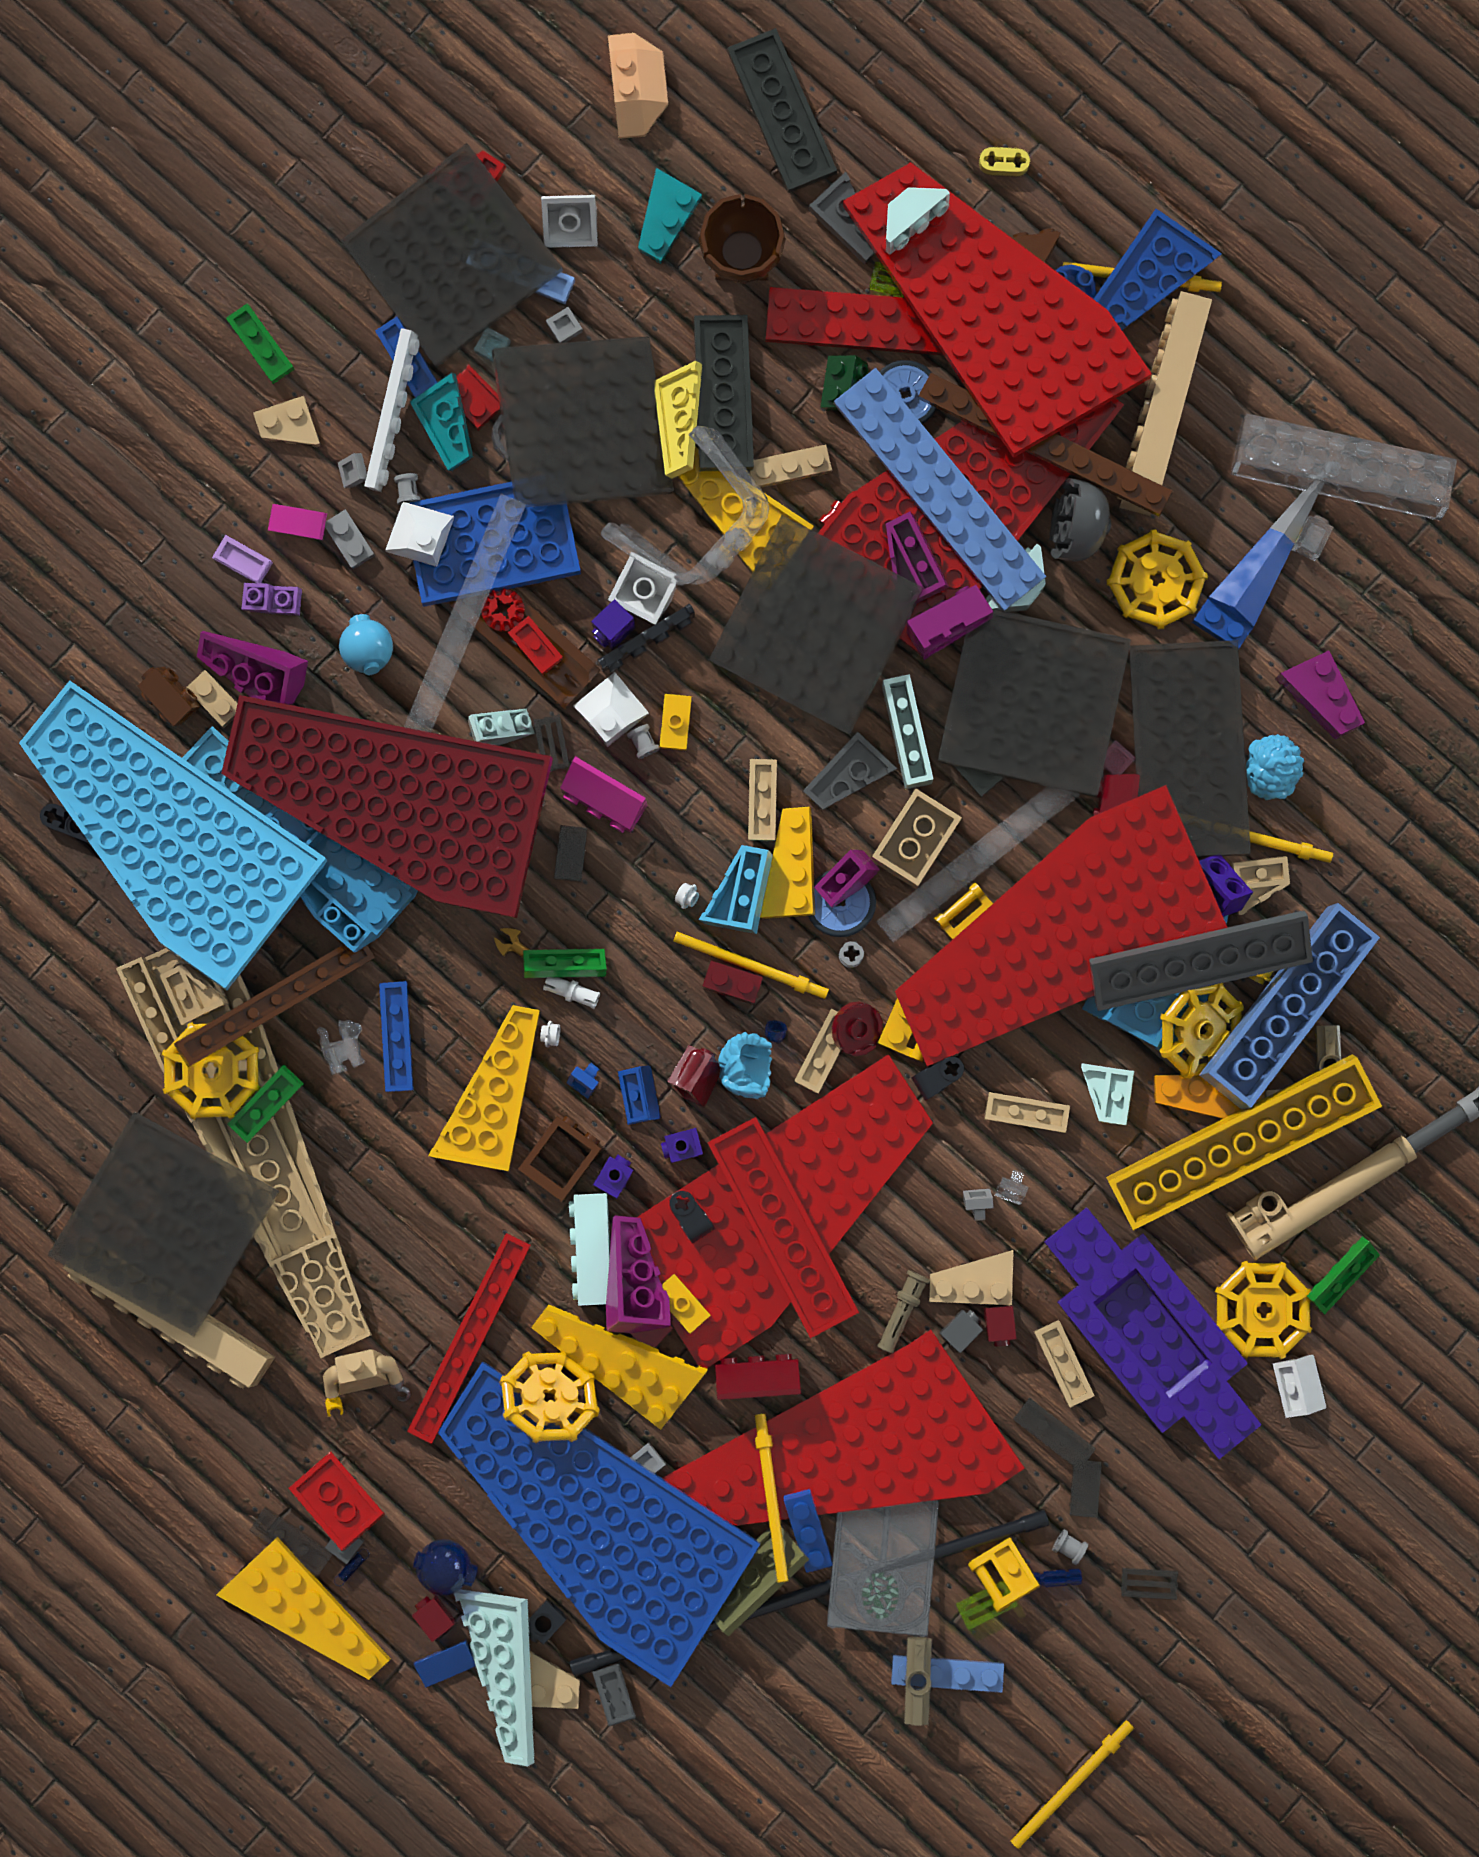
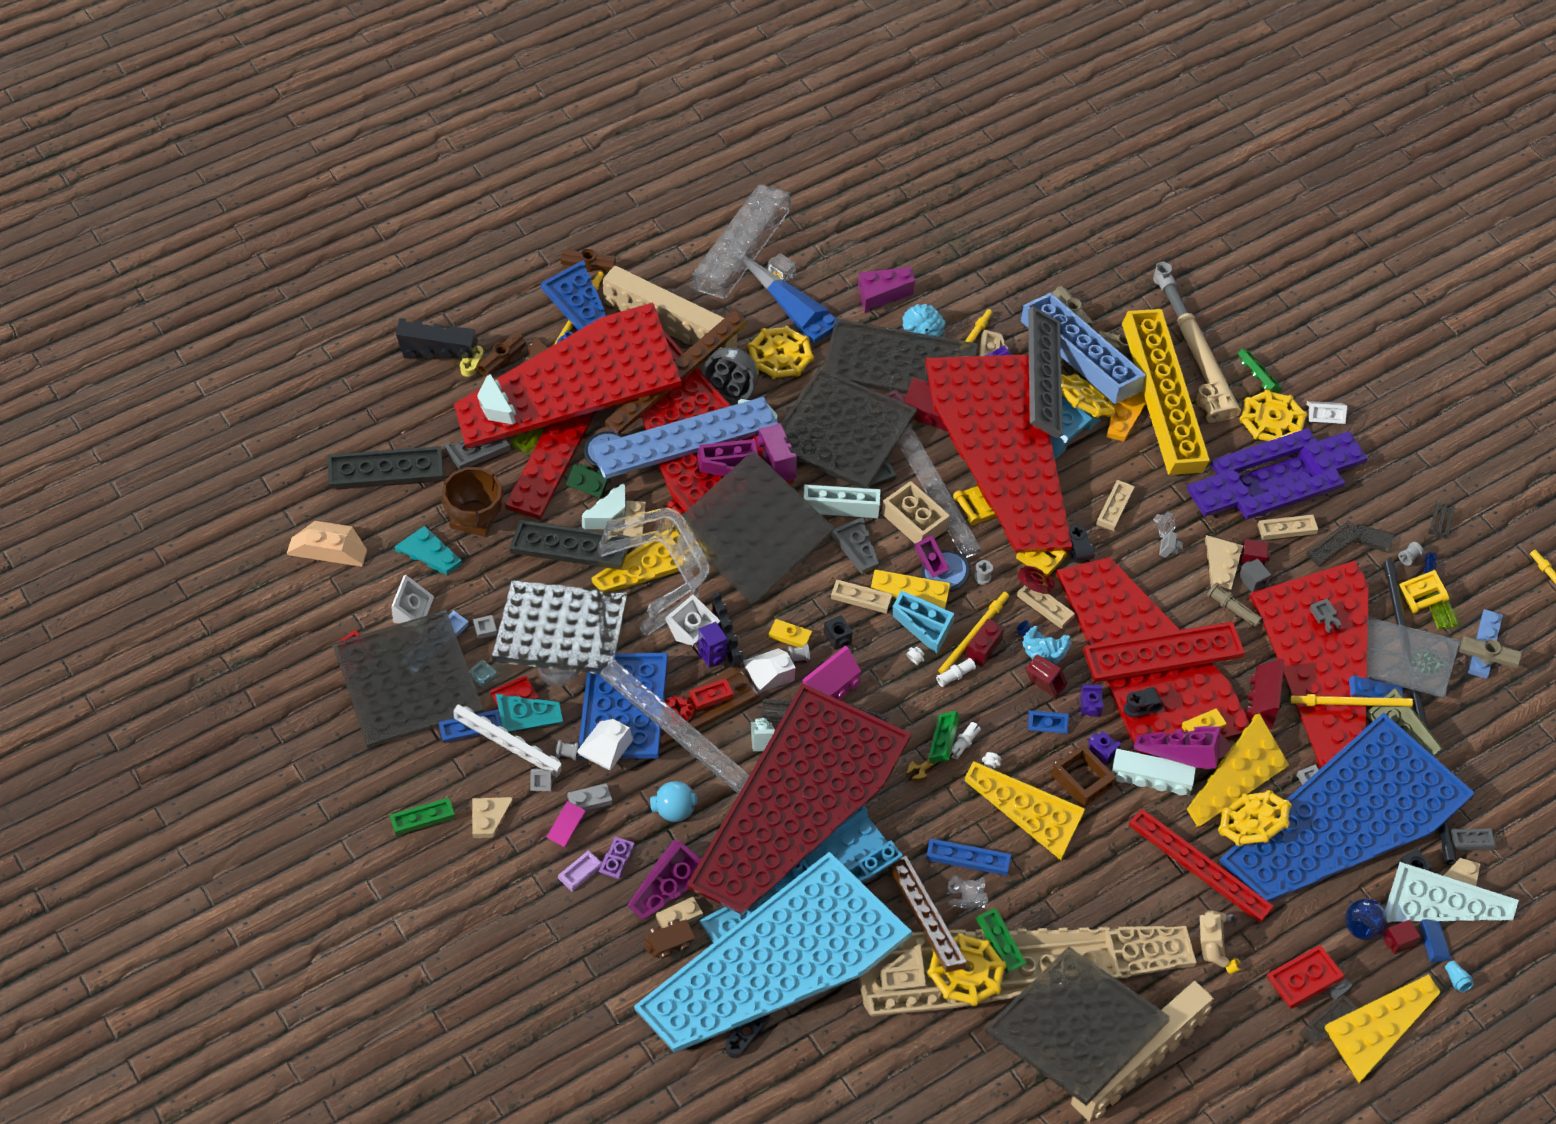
camera: 80 degrees left, 30 degrees down
(351, 1567) = (1355, 985): clear blue piece -> none
(398, 1700) = (1460, 978): none -> medium azure cone
(584, 1080) = (1031, 747): blue tile -> none
(676, 955) = (956, 672): none -> white pin
(677, 413) = (575, 570): light yellow wing -> none
(695, 773) = (840, 626): none -> black brick
(800, 425) = (606, 509): none -> light aqua slope
(912, 1438) = (1324, 612): none -> dark grey plate
(1007, 189) = (501, 354): none -> reddish brown piece
(1008, 101) = (435, 341): none -> black wedge
(1110, 1092) = (1112, 459): light aqua wing -> none
(1235, 245) = (591, 259): none -> reddish brown piece
(1383, 965) = (1072, 303): none -> dark tan piece

